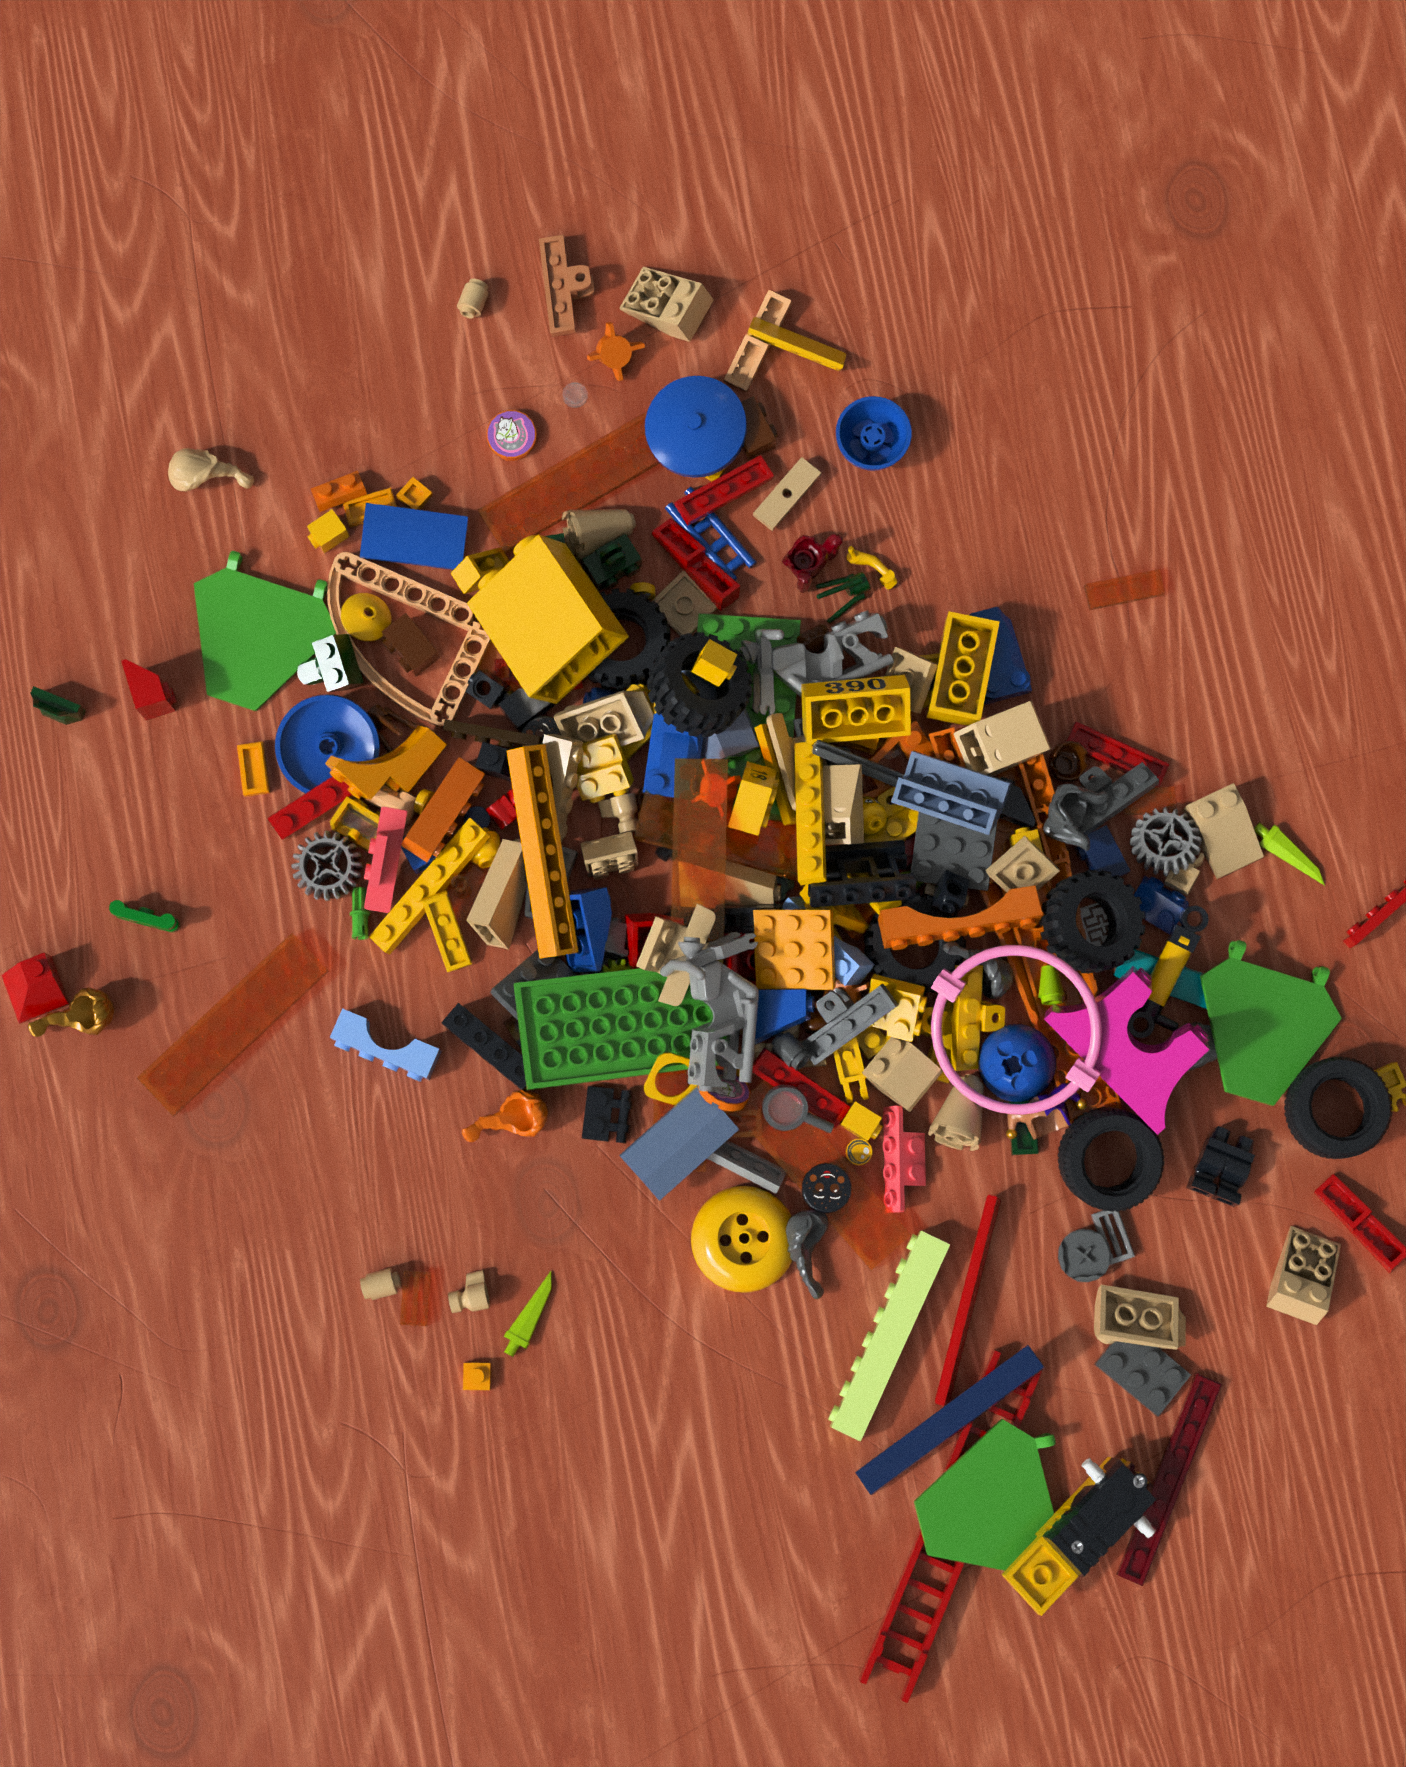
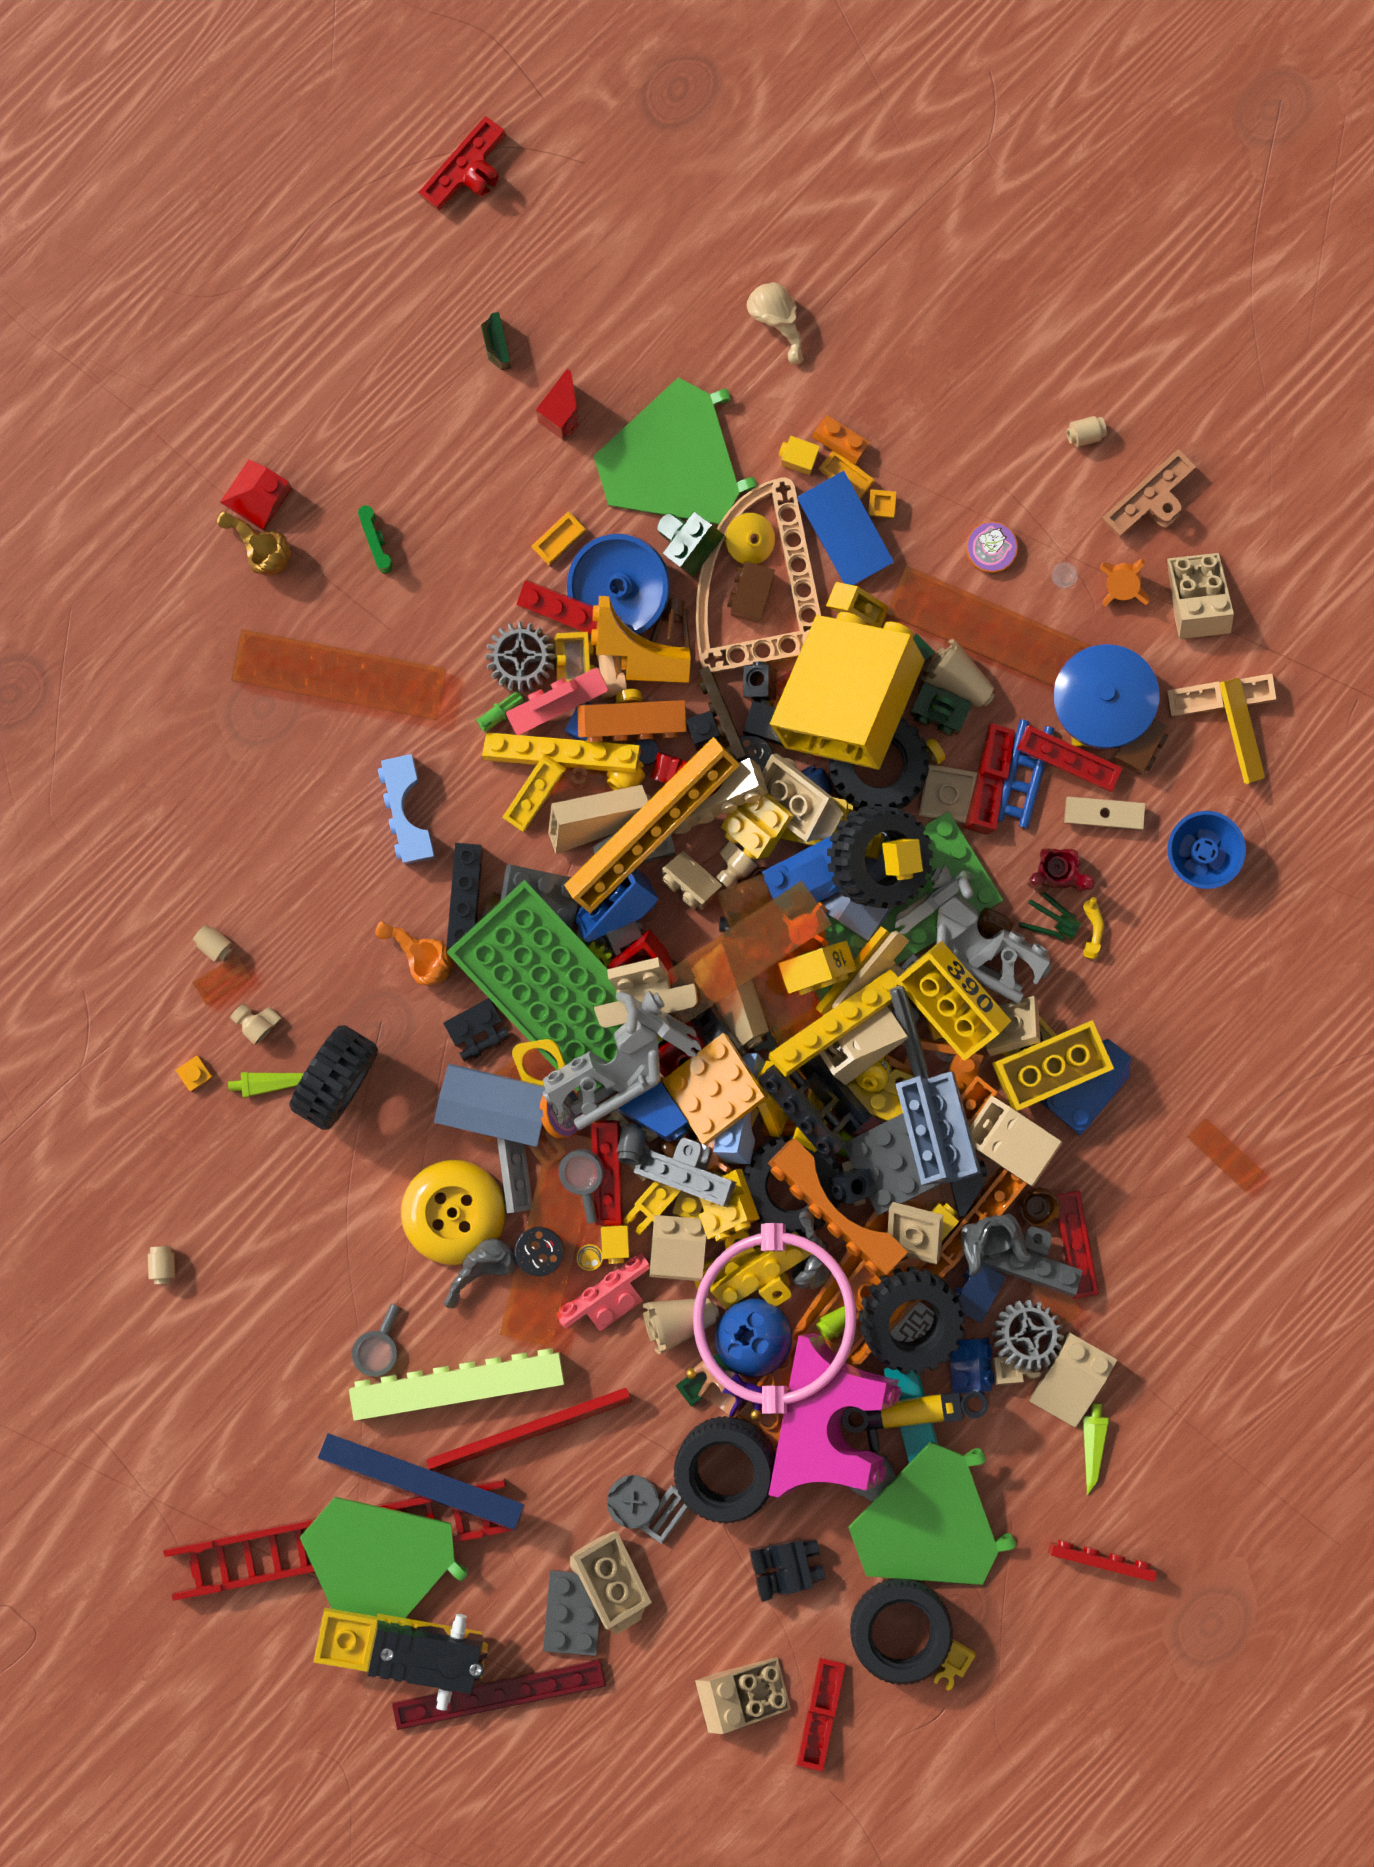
camera: 55 degrees right, 5 degrees up
(564, 1257) = (333, 1077): none -> black tyre
(617, 1515) = (161, 1264): none -> tan brick
(814, 1383) = (375, 1350): none -> piece

